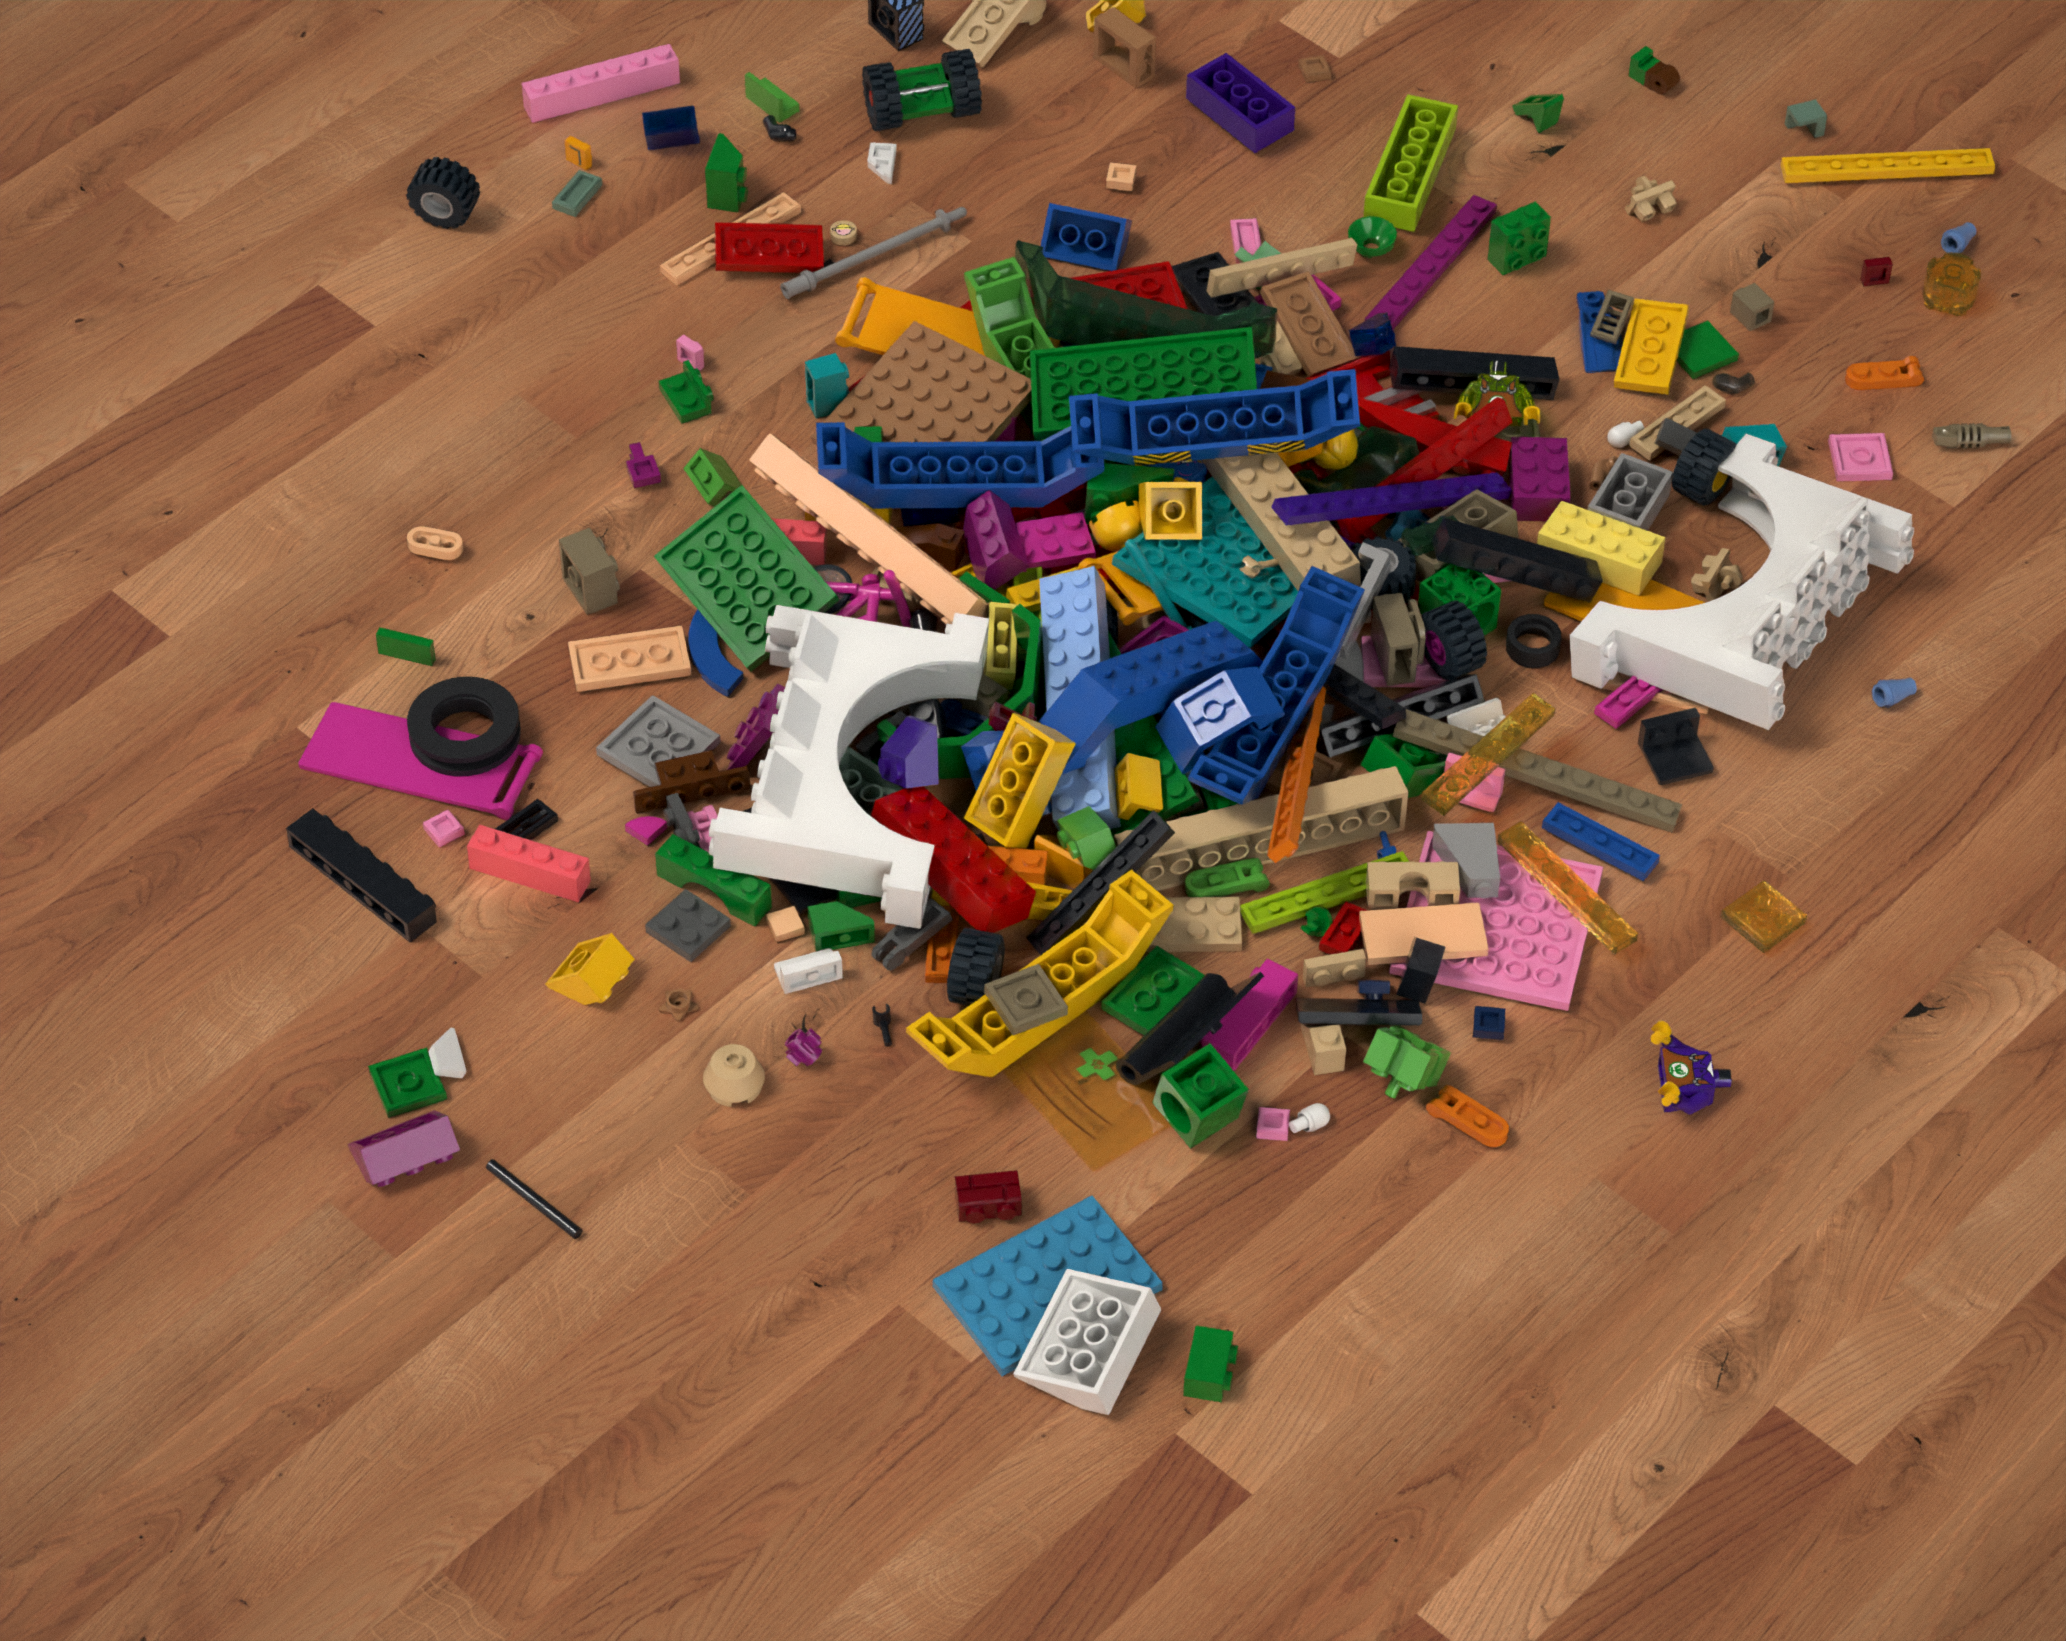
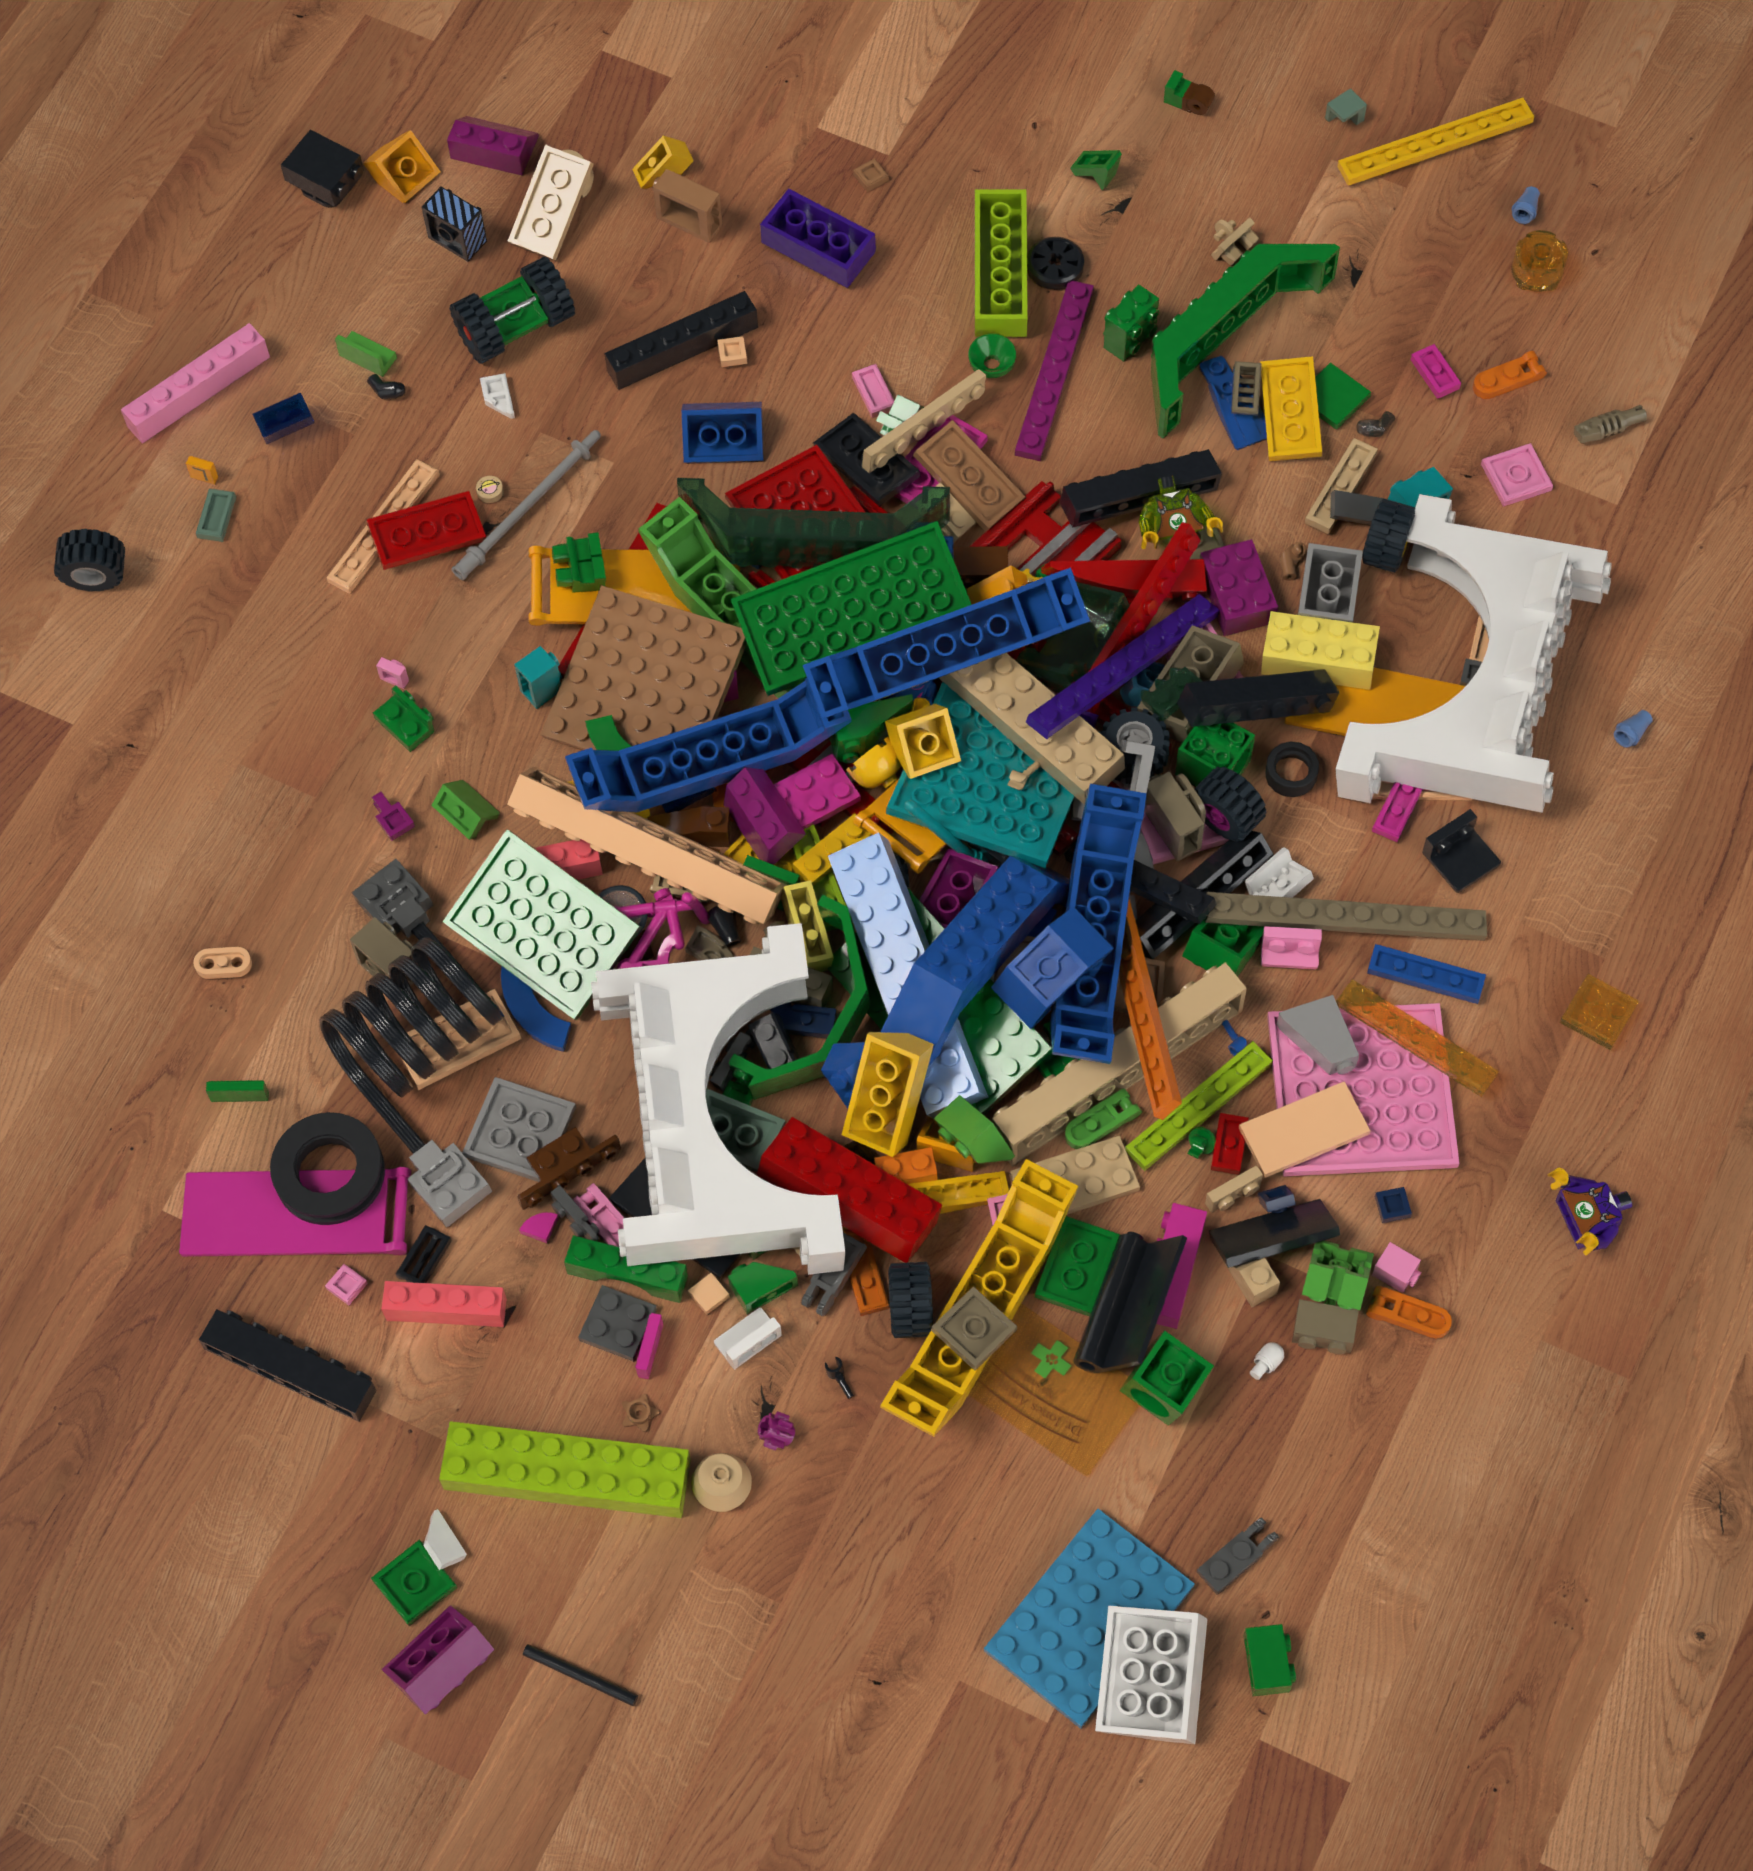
camera: 15 degrees left, 15 degrees up
(573, 764) = (393, 896): none -> black piece
(589, 1025) = (565, 1469): none -> lime brick
(591, 970) = (545, 1402): yellow slope -> none
(710, 948) = (649, 1346): none -> dark pink tile
(725, 177) = (358, 462): green slope -> none
(755, 731) = (613, 1095): magenta plate -> none
(905, 302) = (584, 562): none -> green hips
(911, 754) = (777, 1094): dark purple slope -> none
(988, 1196) = (1004, 1541): dark red brick -> none
(1000, 715) = (854, 1028): dark red bracket -> none
(1074, 154) = (681, 340): none -> black brick
(1084, 899) = (998, 1176): black plate -> none
(1137, 785) = (994, 1054): yellow panel -> none
(1215, 1273) = (1235, 1557): none -> dark grey hinge
(1273, 1124) = (1233, 1374): bright pink tile -> none
(1373, 336) = (1034, 472): clear blue arch -> none
(1379, 1104) = (1324, 1327): none -> dark tan piece
(1389, 880) = (1299, 1070): tan arch -> none
(1420, 970) = (1317, 1170): black slope -> none
(1453, 177) = (1057, 250): none -> black wheel
(1471, 1073) = (1397, 1268): none -> bright pink brick
(1488, 754) = (1303, 922): clear yellow plate -> none
(1620, 435) = (1296, 511): white cylinder -> none
(1621, 248) = (1226, 308): none -> green slope
(1717, 575) = (1440, 647): tan hips -> none
(1752, 306) = (1365, 336): dark tan brick -> none
(1811, 352) = (1435, 371): none -> dark pink plate
(1876, 271) = (1465, 264): dark red plate -> none

